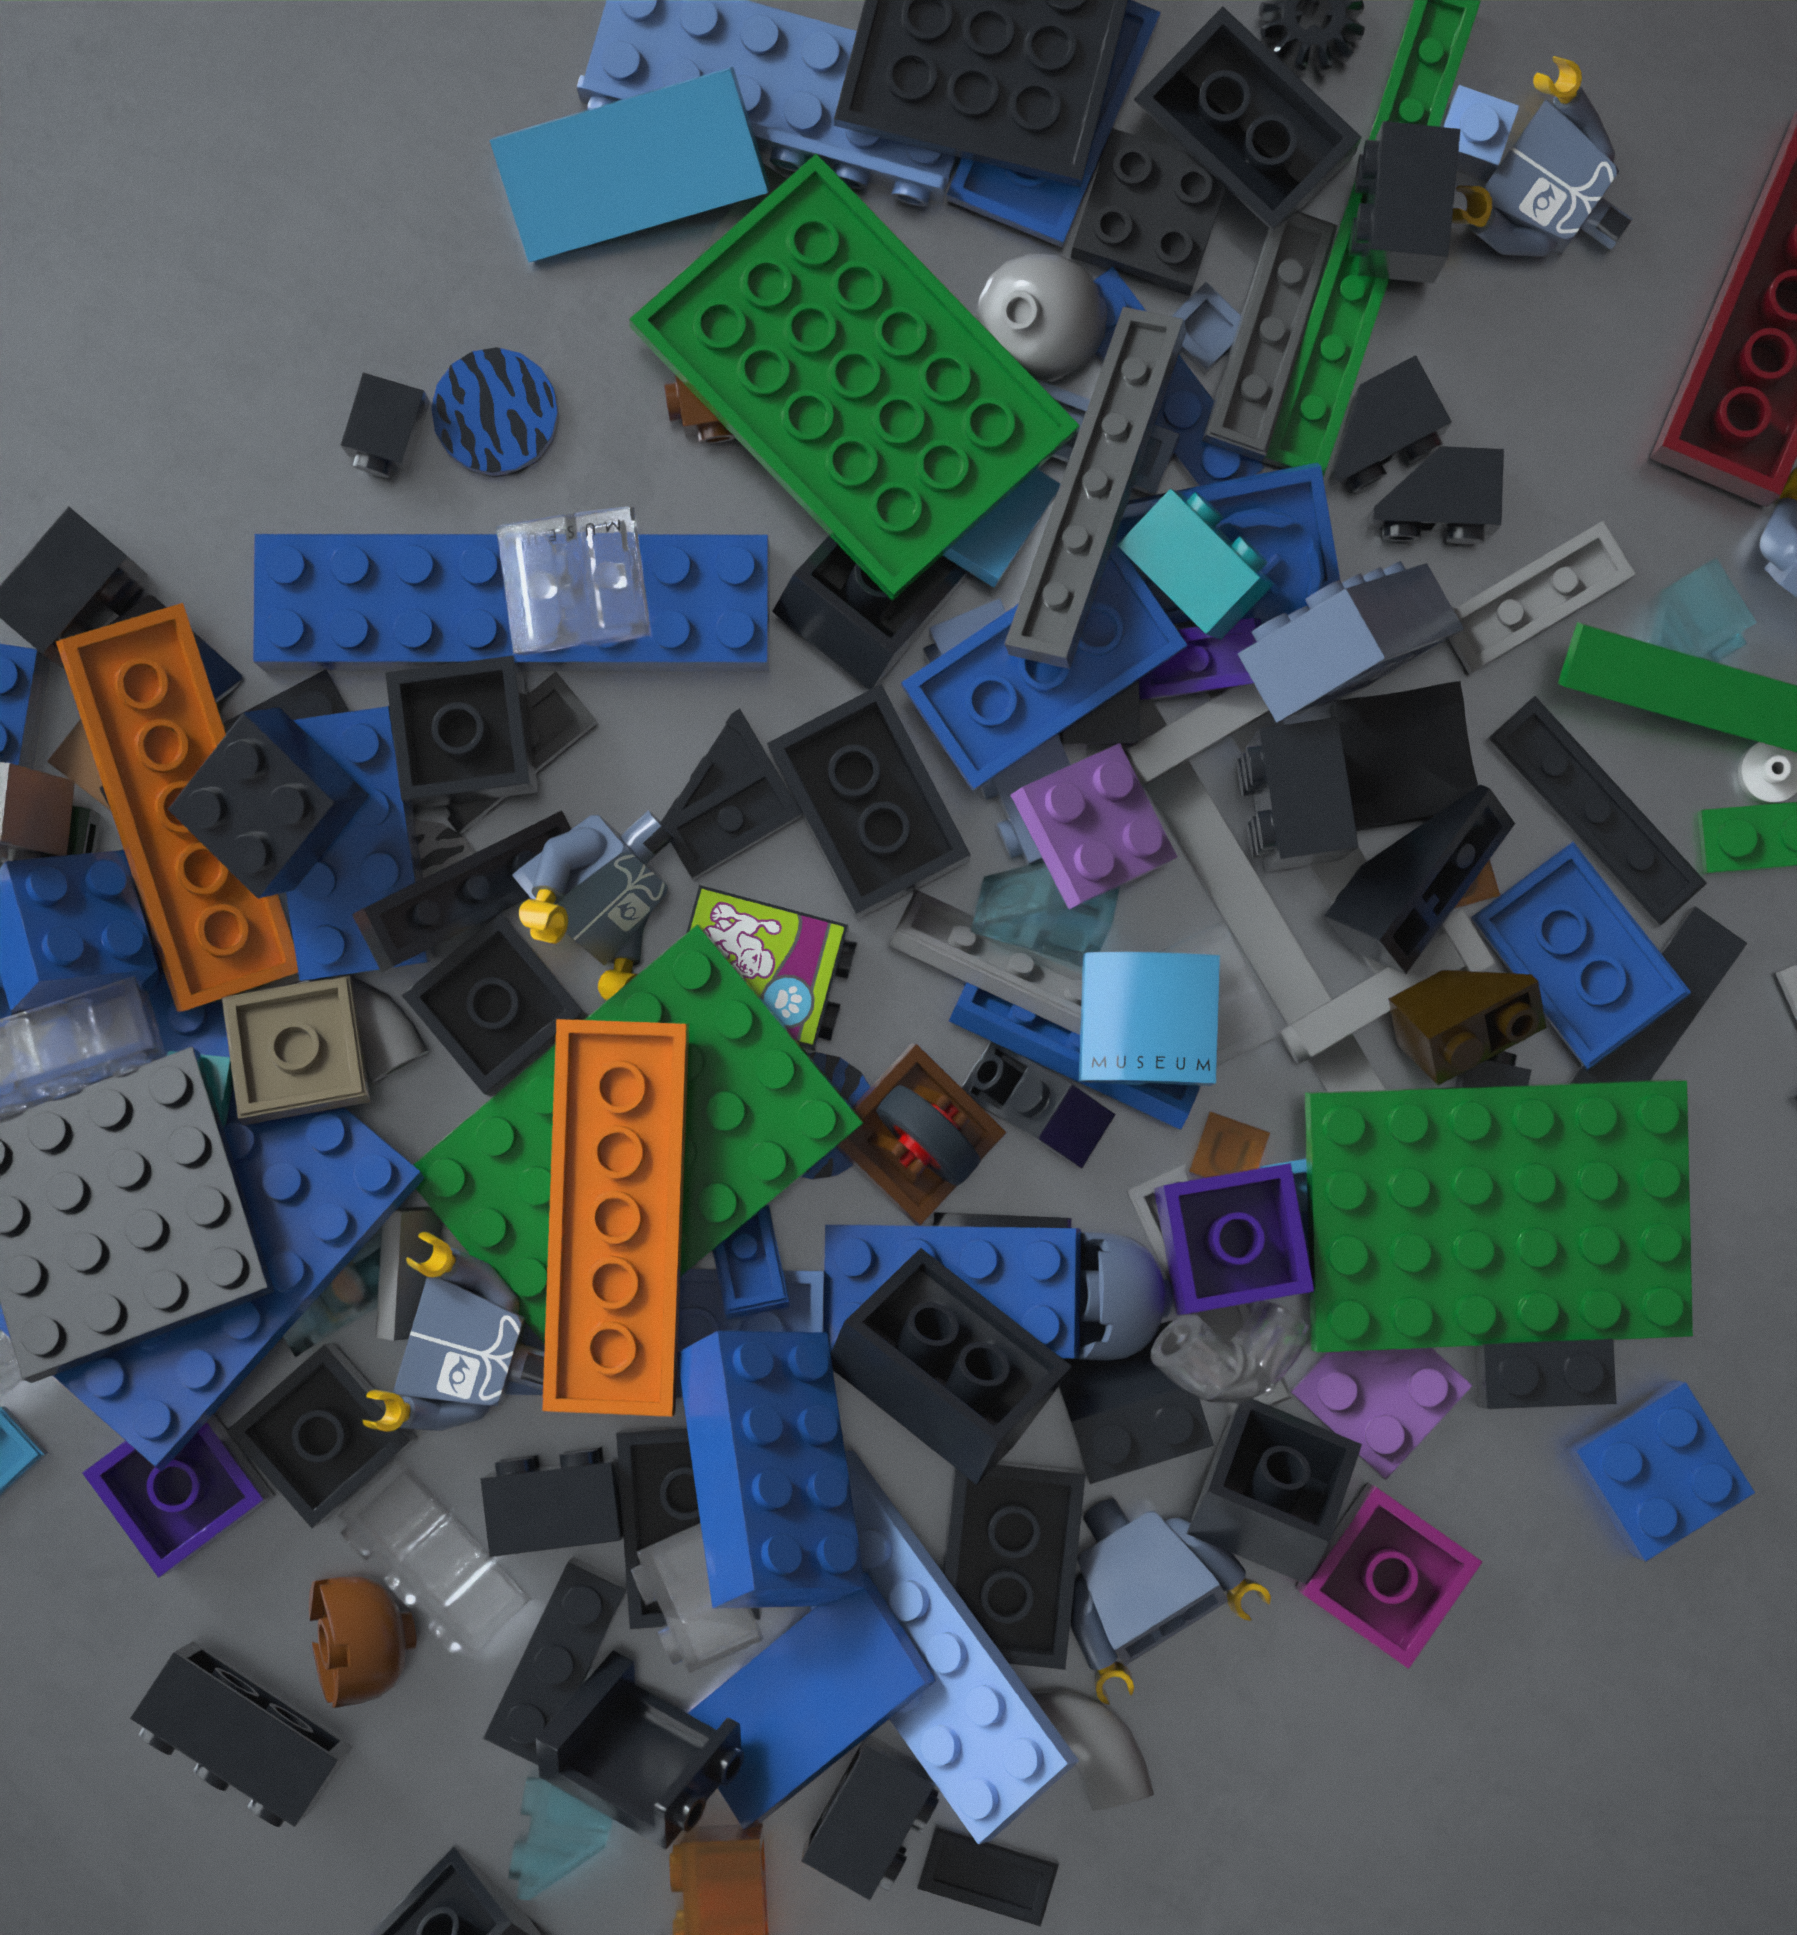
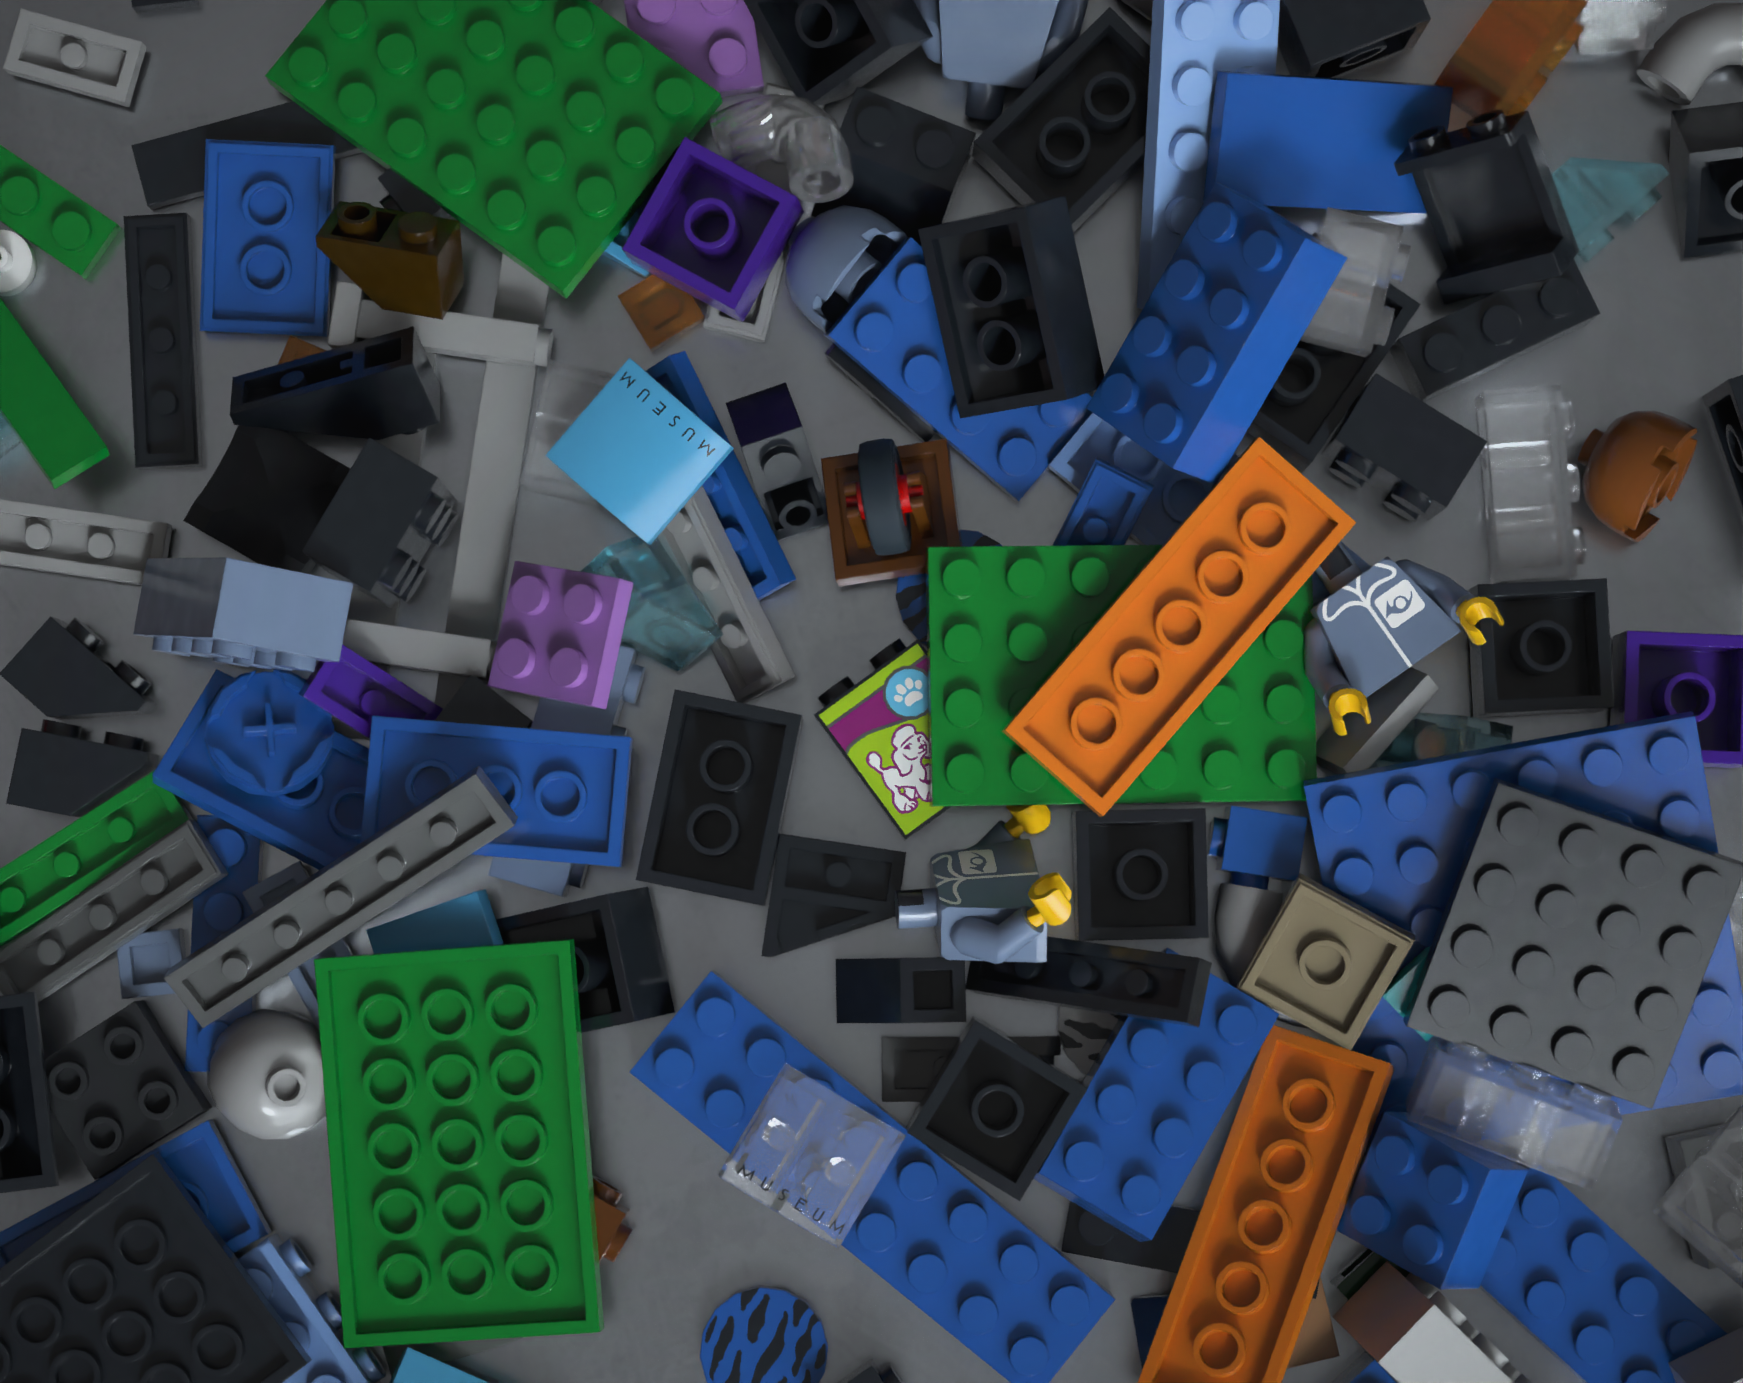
camera: 140 degrees left, 0 degrees up
(268, 802) = (1195, 1168): black brick -> none
(421, 1103) = (1257, 845): none -> blue brick
(609, 766) = (900, 990): none -> black slope
(1197, 562) = (311, 773): teal brick -> none

